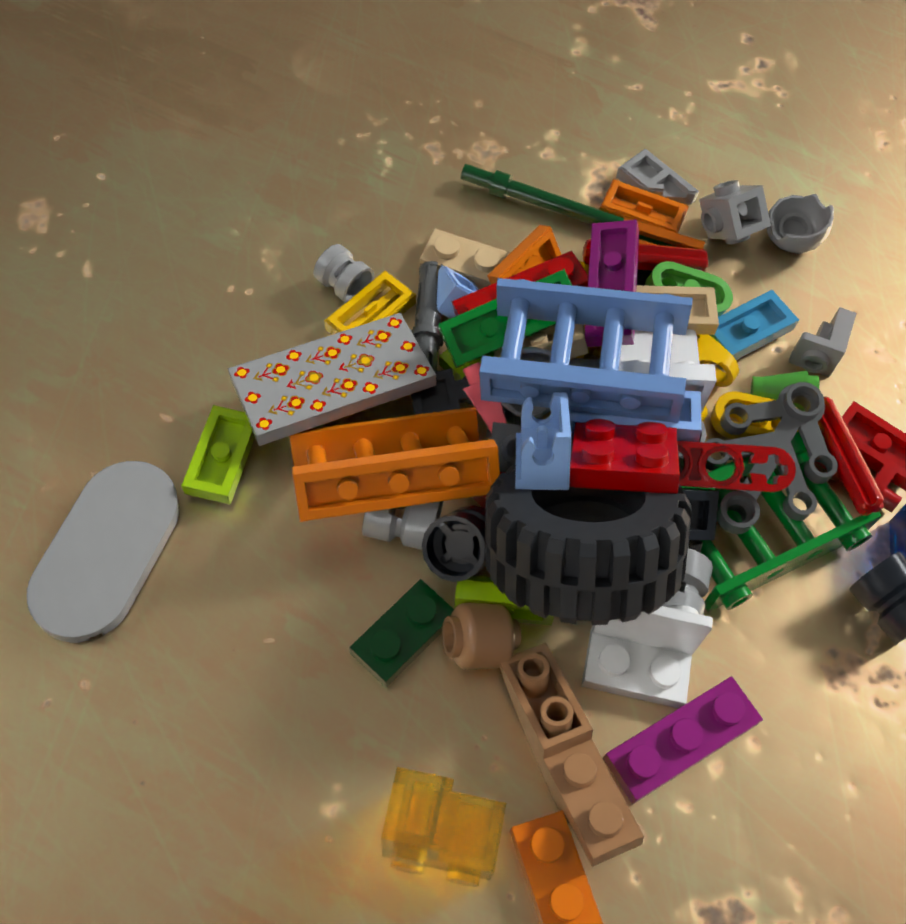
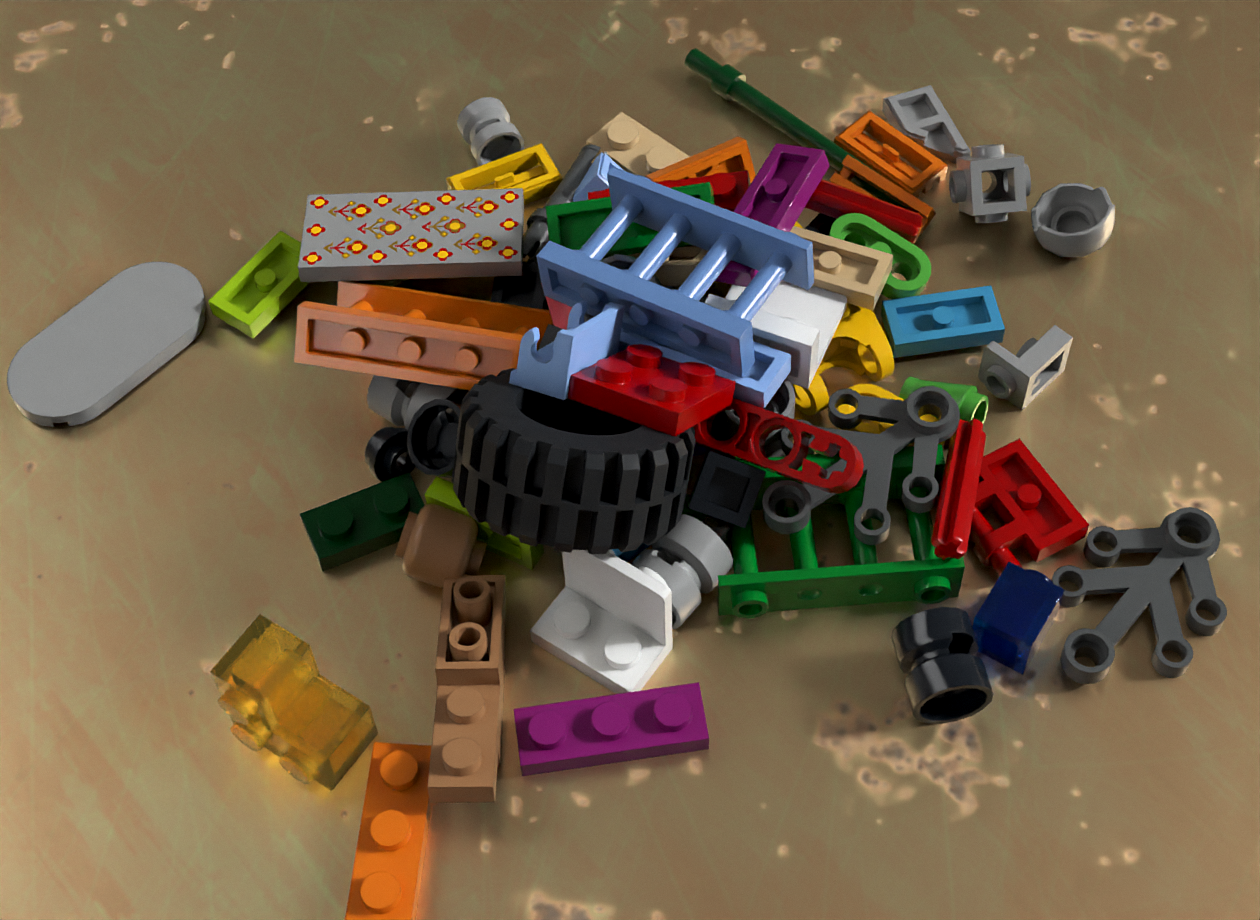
camera: 30 degrees right, 5 degrees down
(400, 568) = (388, 453): none -> black plate

